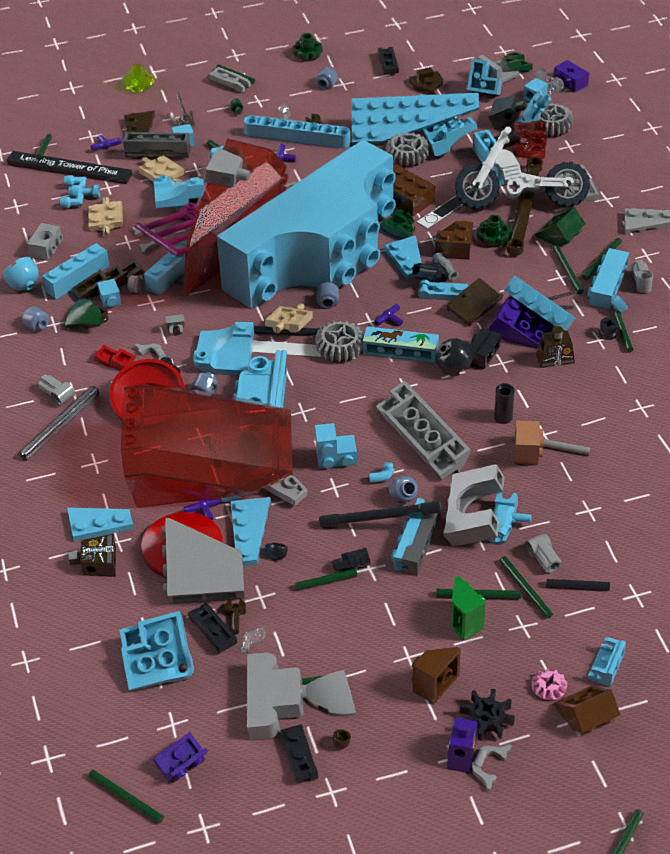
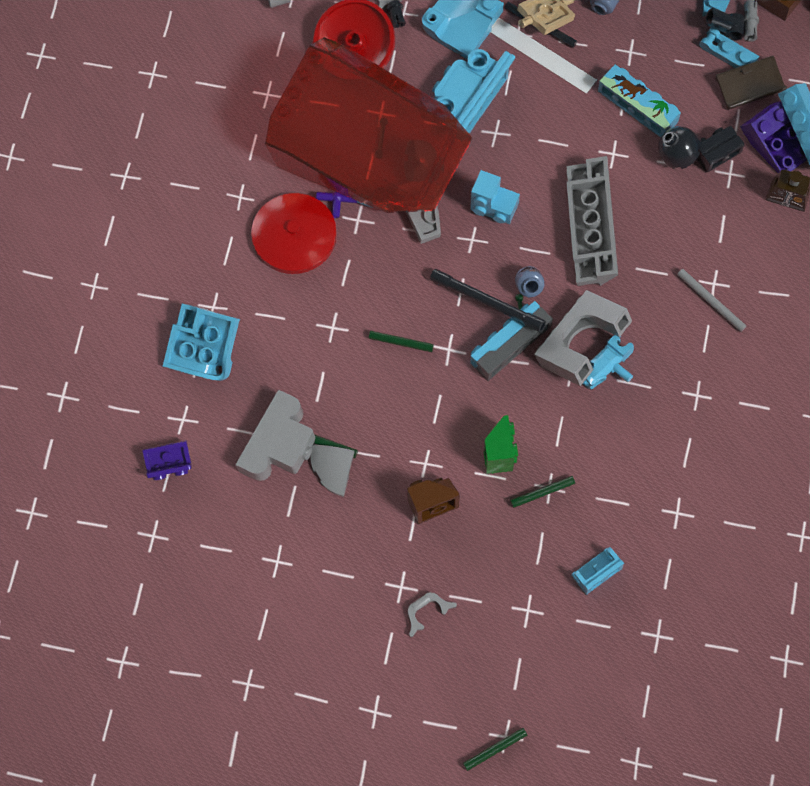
camera: 30 degrees right, 25 degrees up
(54, 427) = (259, 29): black axle -> none
(96, 556) = (209, 207): dark brown torso -> none
(98, 522) = (231, 166): medium azure wing -> none
(126, 796) = (109, 480): dark green bar -> none
(199, 566) = (290, 270): light grey slope -> none
(205, 382) = (415, 56): sand blue head -> none
(213, 627) = (269, 340): black plate -> none
(235, 614) = (298, 335): dark brown bar -> none
(249, 527) = (365, 243): medium azure wing -> none
(251, 637) = (296, 369): clear arm -> none
(276, 550) = (374, 285): black piece -> none
(299, 753) = (270, 510): black plate -> none
(339, 341) = (580, 73): light grey gear -> none
(343, 738) = (317, 517): dark brown hinge -> none
(352, 560) = (435, 334): black hinge -> none
(384, 475) = (526, 251): medium azure arm -> none
(389, 315) = (652, 54): dark purple piece -> none
(463, 737) = (410, 583): dark purple torso -> none
(488, 713) = (463, 563): black gear -> none
(501, 594) = (532, 433): dark green bar -> none
(504, 403) = (690, 232): black pin -> none
(520, 629) = (551, 488): none -> dark green bar
(526, 587) = (578, 449): dark green bar -> none
(528, 442) = (682, 290): nougat brick -> none
(541, 549) = (618, 417): light grey piece -> none
(553, 691) = (530, 573): bright pink gear -> none
(578, 584) = (652, 487): black bar -> none
(588, 708) = (546, 608): reddish brown slope -> none

